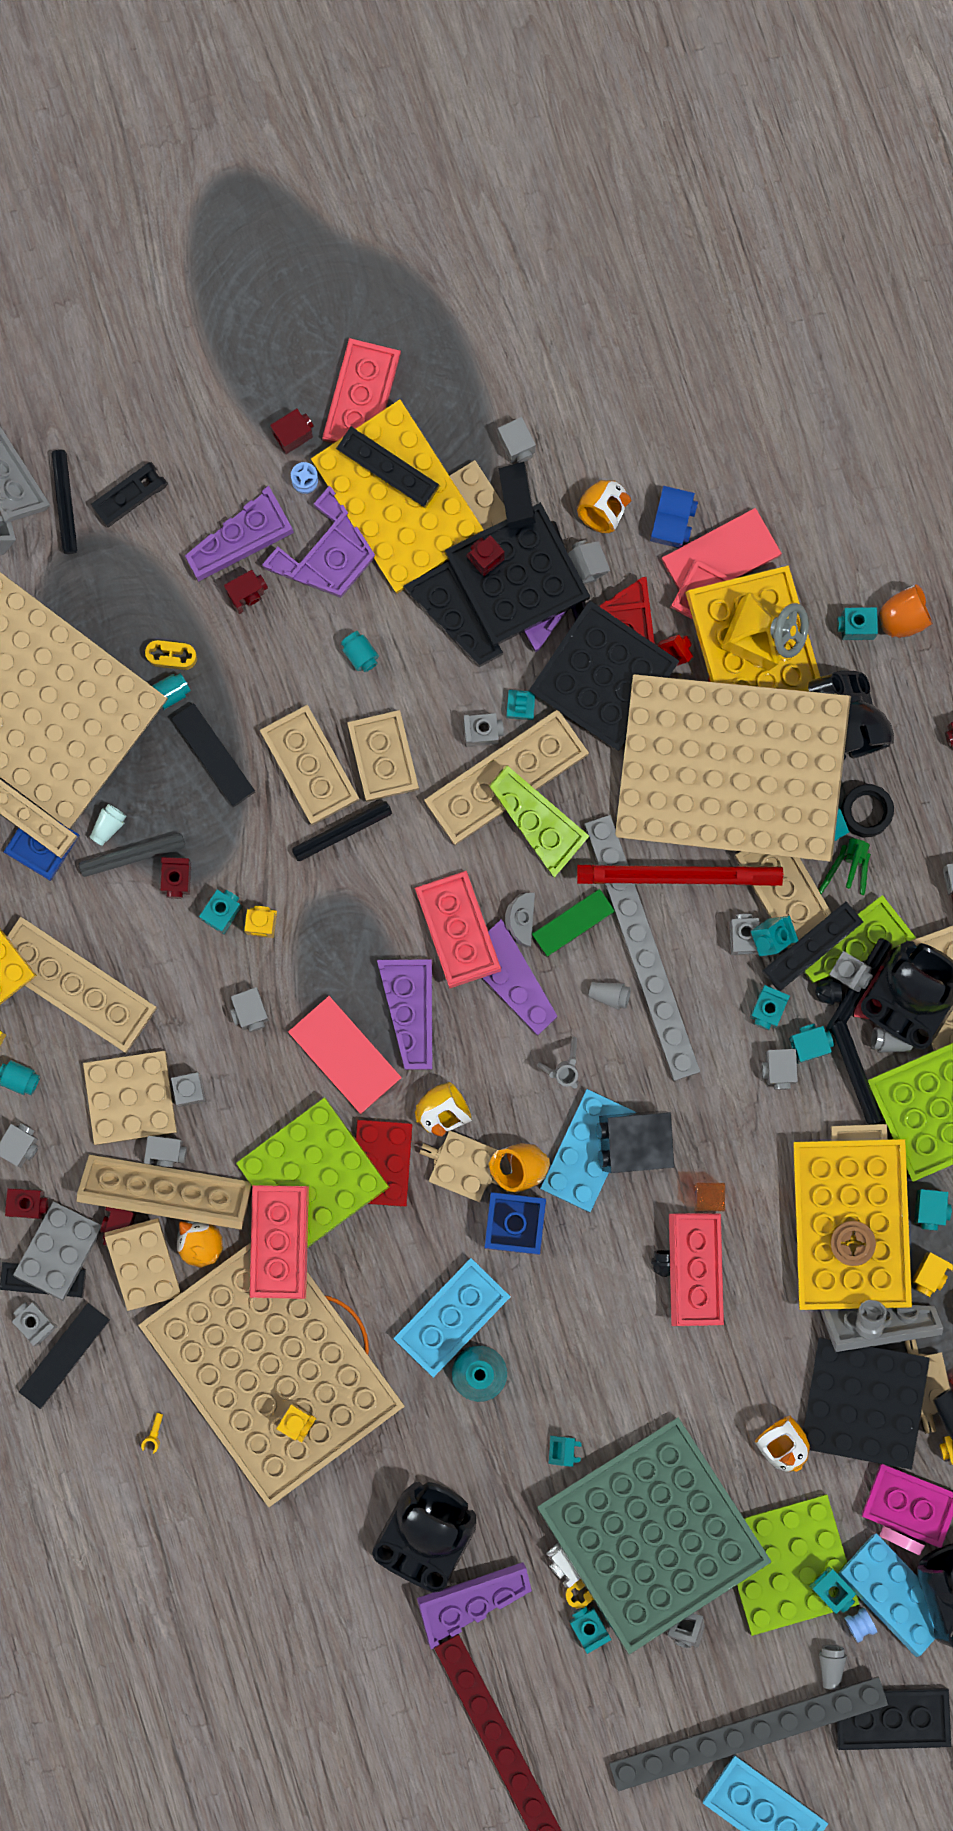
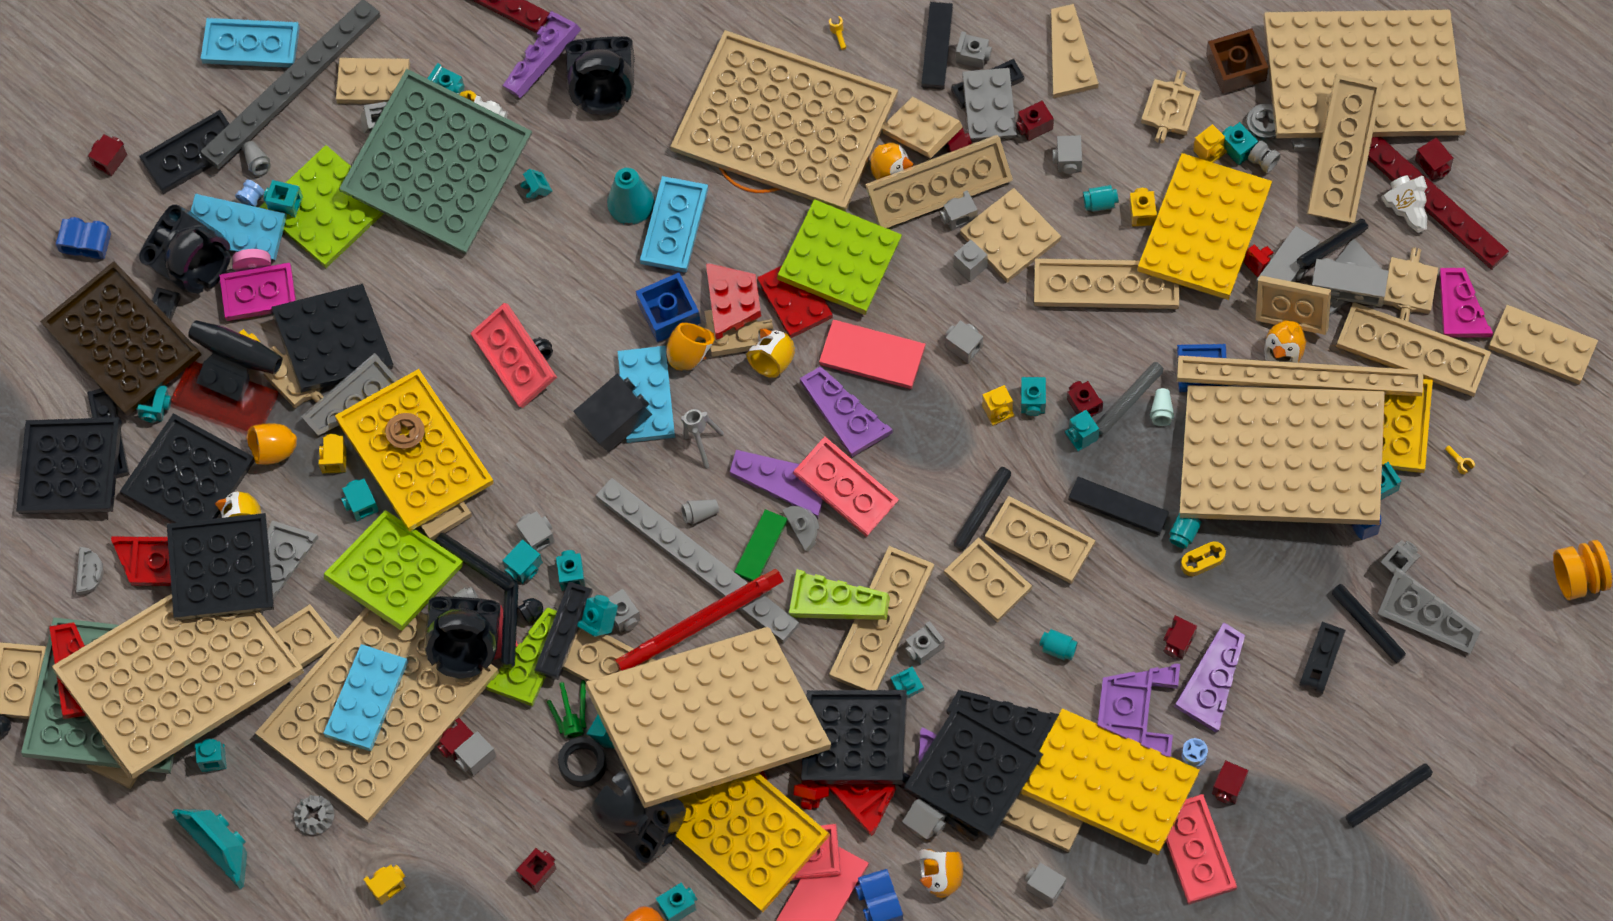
camera: 155 degrees right, 15 degrees down
(158, 337) = (1389, 795): none -> black axle
(199, 845) = (1082, 430): none -> teal brick
(279, 1242) = (833, 195): coral tile -> none
(296, 1423) = (740, 86): yellow brick -> none
(388, 467) = (1131, 790): black tile -> none
(445, 1194) = (732, 298): none -> wing
(486, 555) = (1006, 762): dark red brick -> none
(517, 495) = (1015, 833): black tile -> none
(661, 1685) = (368, 79): none -> tan plate
(709, 1197) = (533, 409): clear orange brick -> none
(763, 629) = (747, 831): yellow piece -> none
(784, 1445) = (376, 274): piece -> none
(852, 972) = (520, 625): light grey bracket -> none
(871, 1319) = (360, 391): light grey wheel -> none

